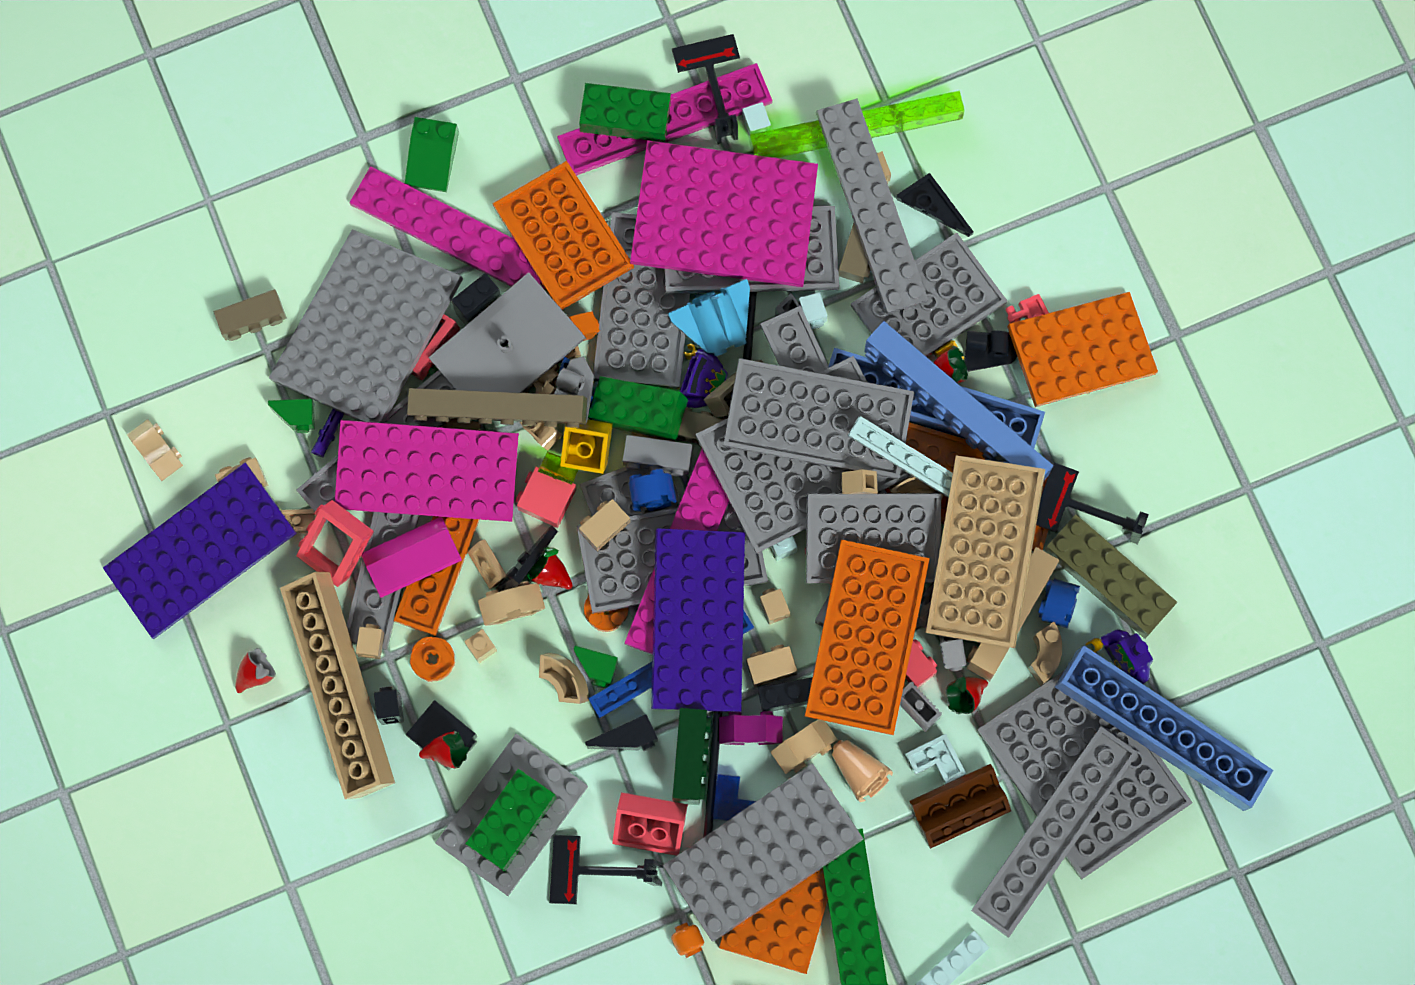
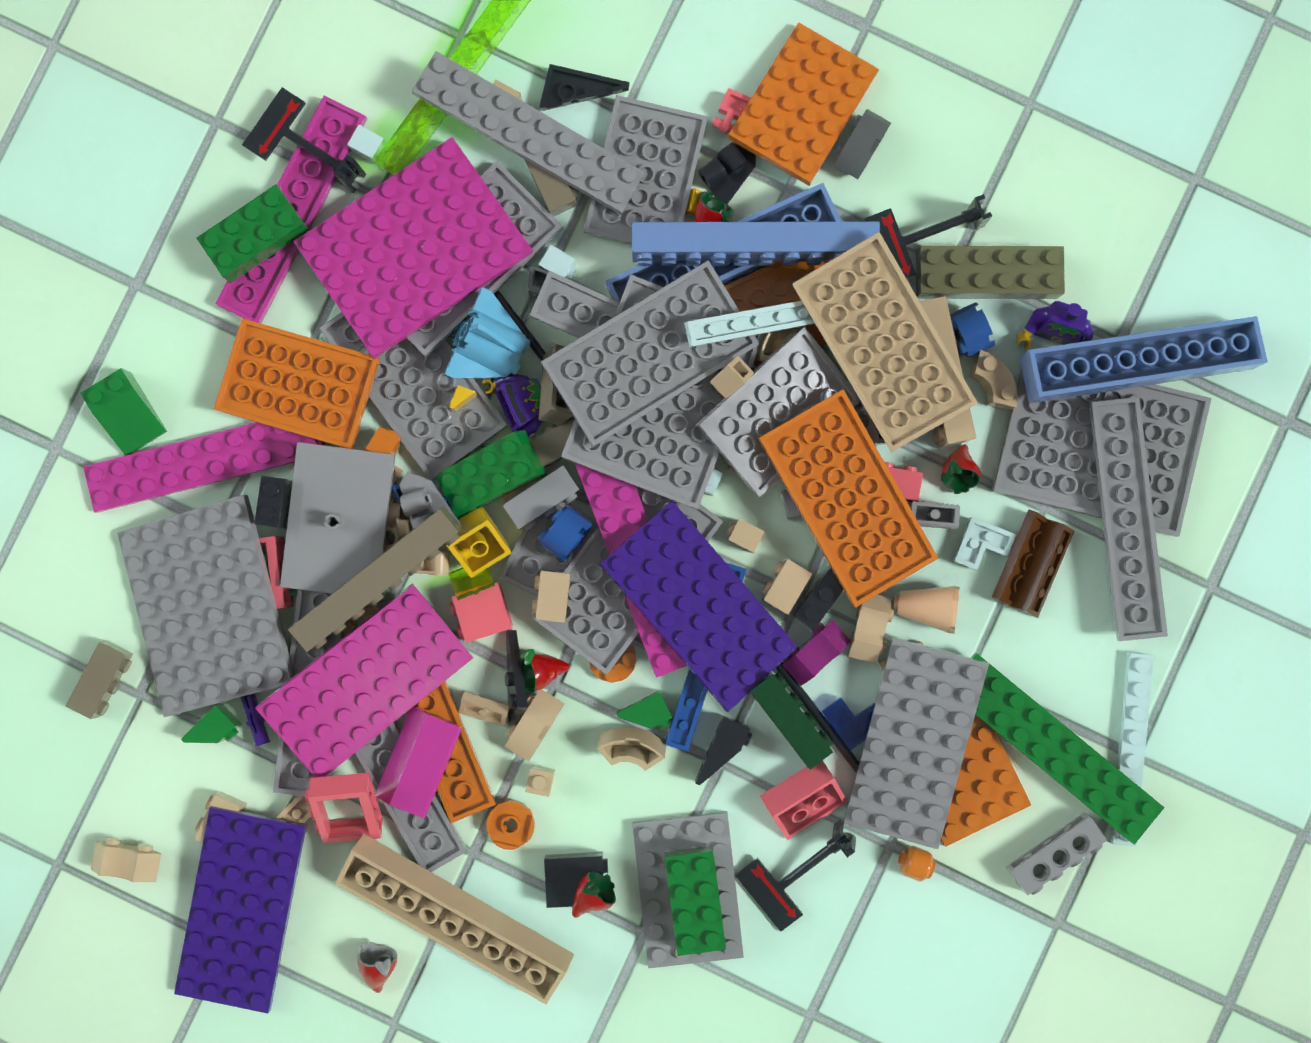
camera: 45 degrees left, 10 degrees up
(370, 642) = (449, 860): tan brick -> none
(388, 706) = (512, 897): black brick -> none
(664, 340) = (461, 397): none -> yellow slope
(952, 653) = (926, 450): light grey brick -> none
(1098, 410) = (861, 144): none -> dark grey brick

